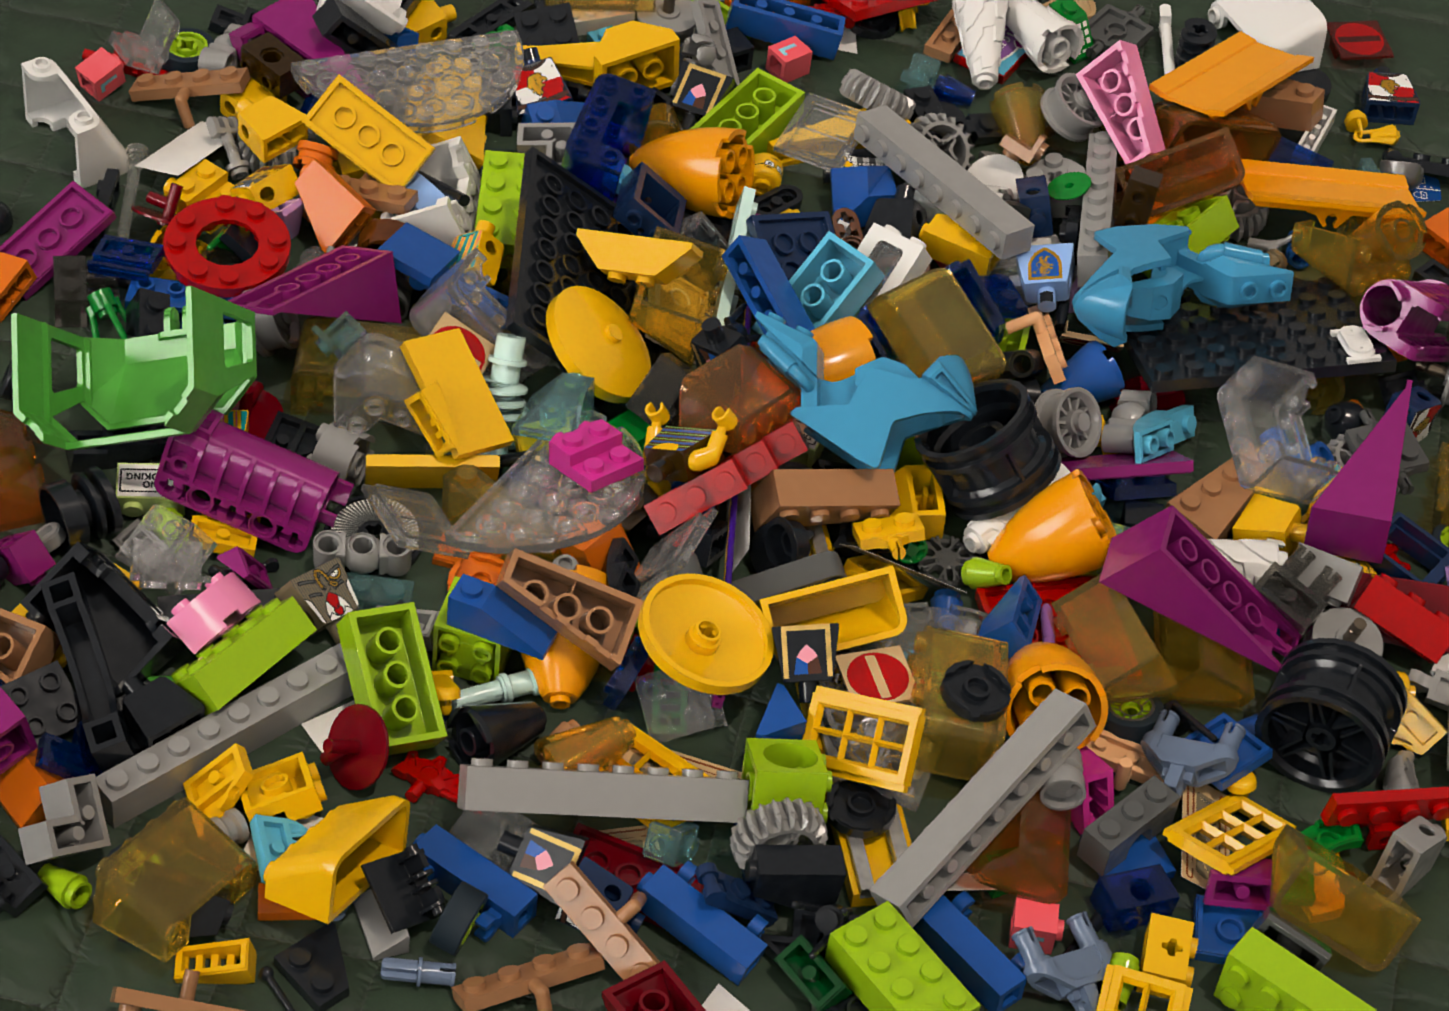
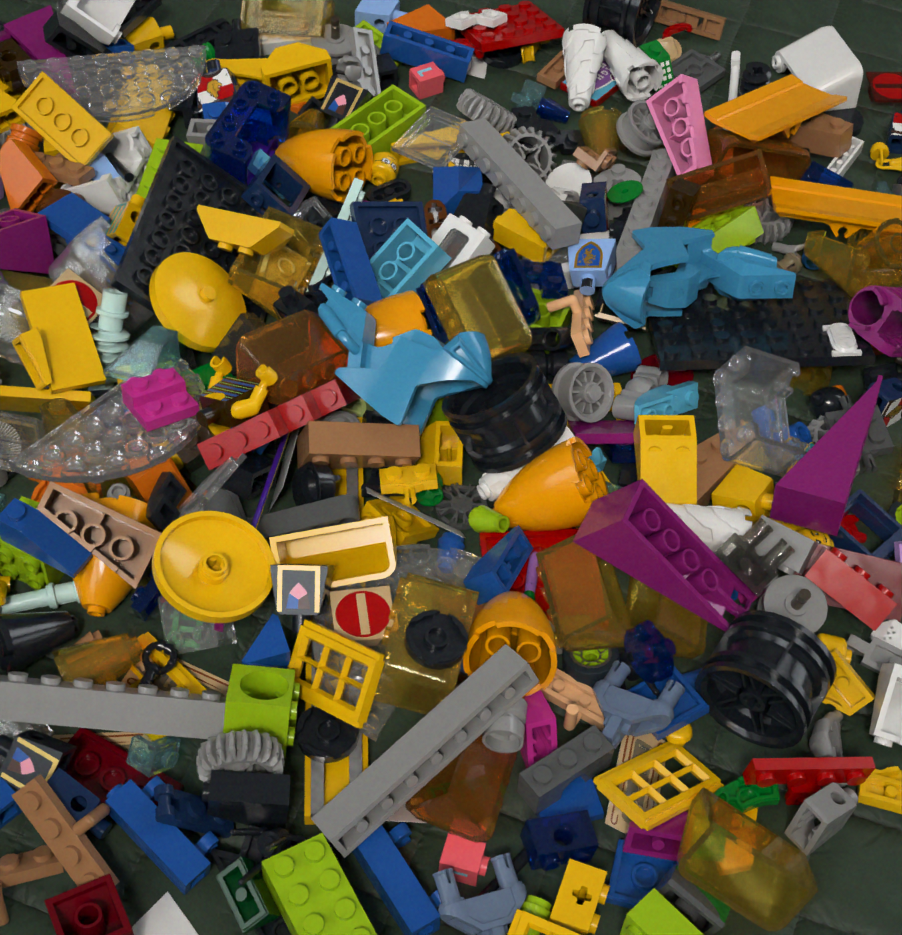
camera: 10 degrees right, 5 degrees up
(647, 757) = (153, 669): none -> black piece
(1181, 476) = (667, 456): none -> yellow slope
(1203, 696) = (651, 652): none -> clear blue plate

